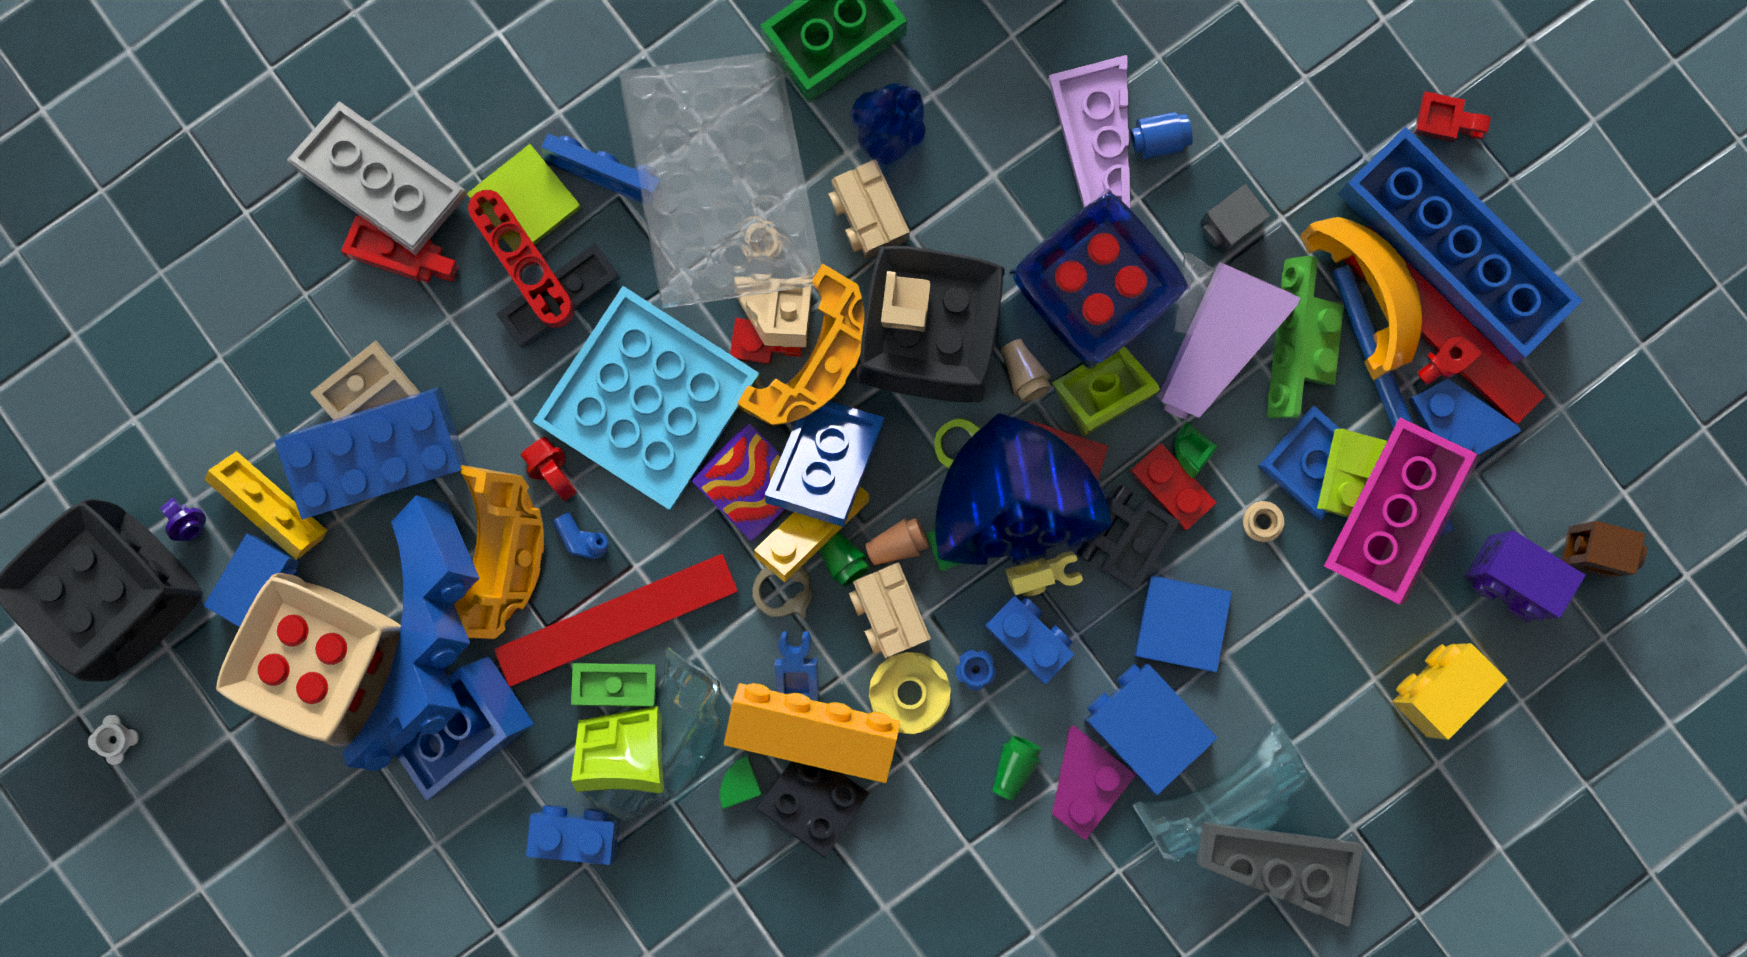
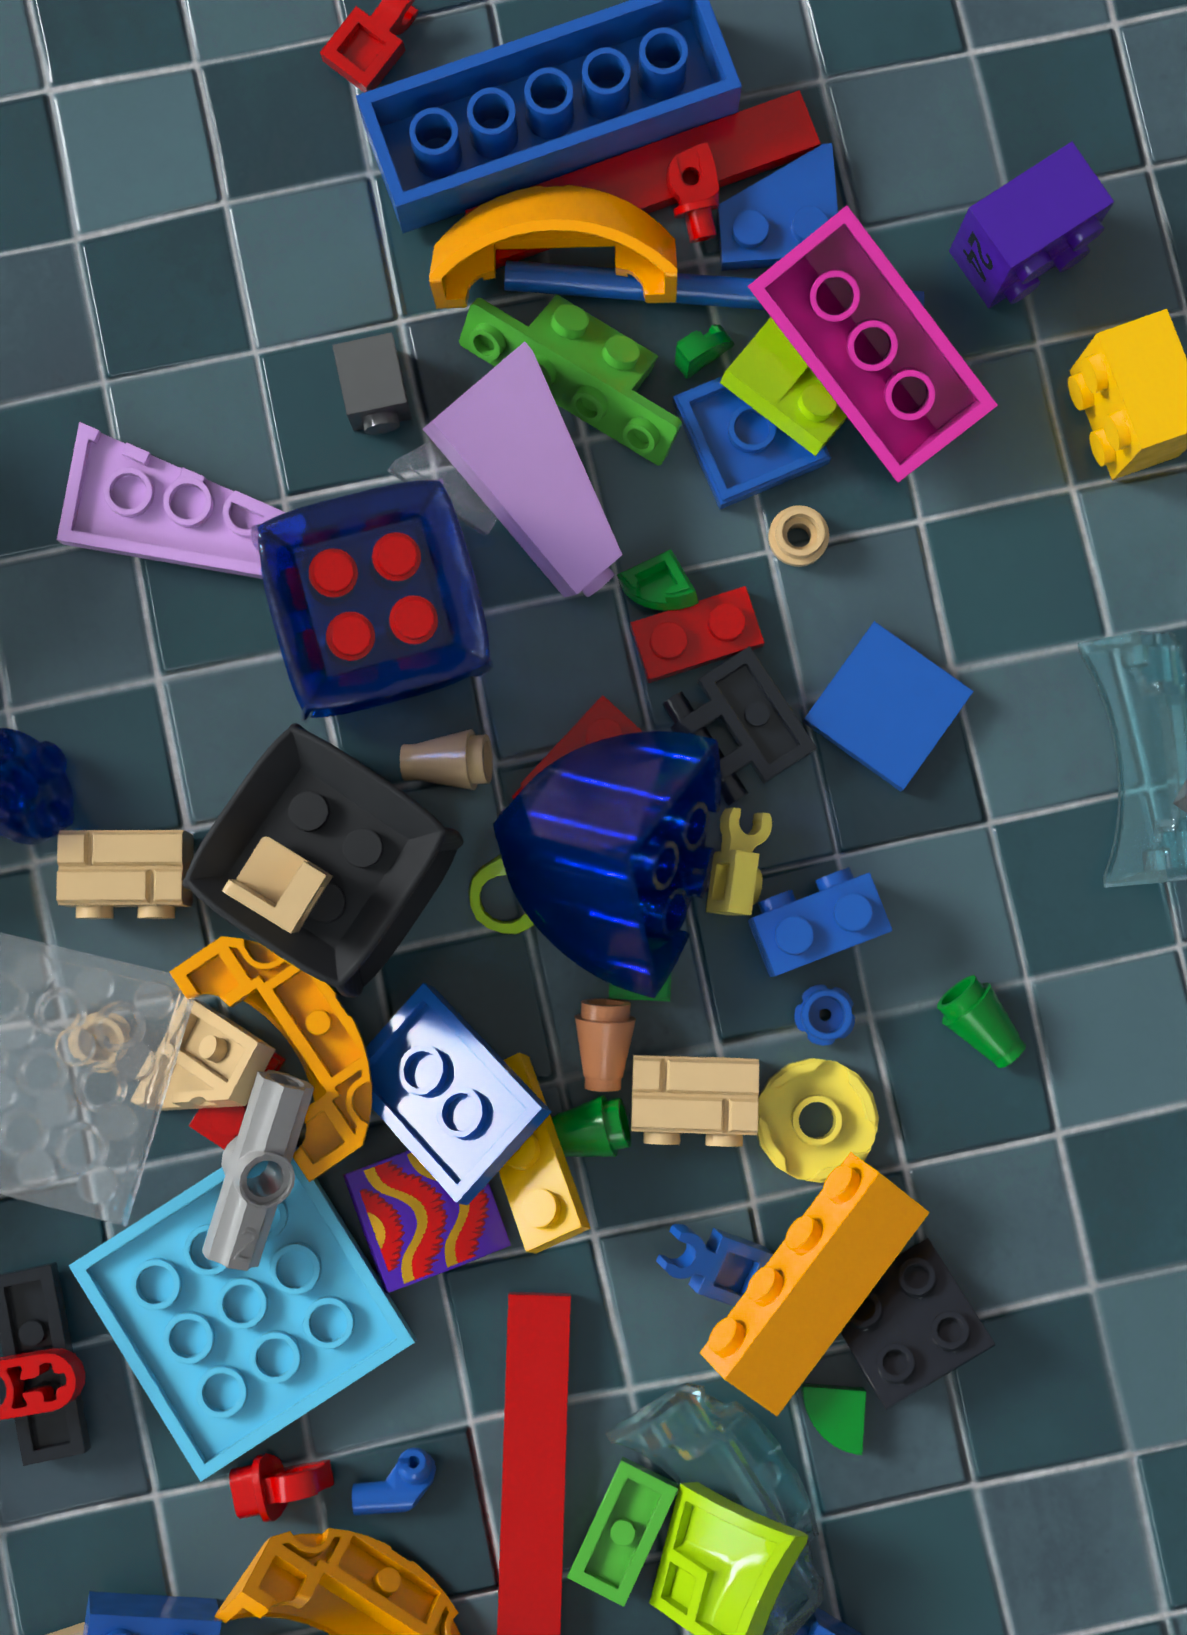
camera: 65 degrees left, 0 degrees up
(755, 364) = (249, 1204): none -> light grey piece
(795, 605) = (626, 1224): dark tan piece -> none
(1087, 783) = (1046, 934): magenta wing -> none
(1106, 391) = (529, 665): lime slope -> none
(1149, 727) = (1009, 815): blue brick -> none
(1161, 135) = (212, 426): blue brick -> none
(1349, 408) = (699, 350): none -> green tile
(1604, 549) = (1041, 106): reddish brown brick -> none

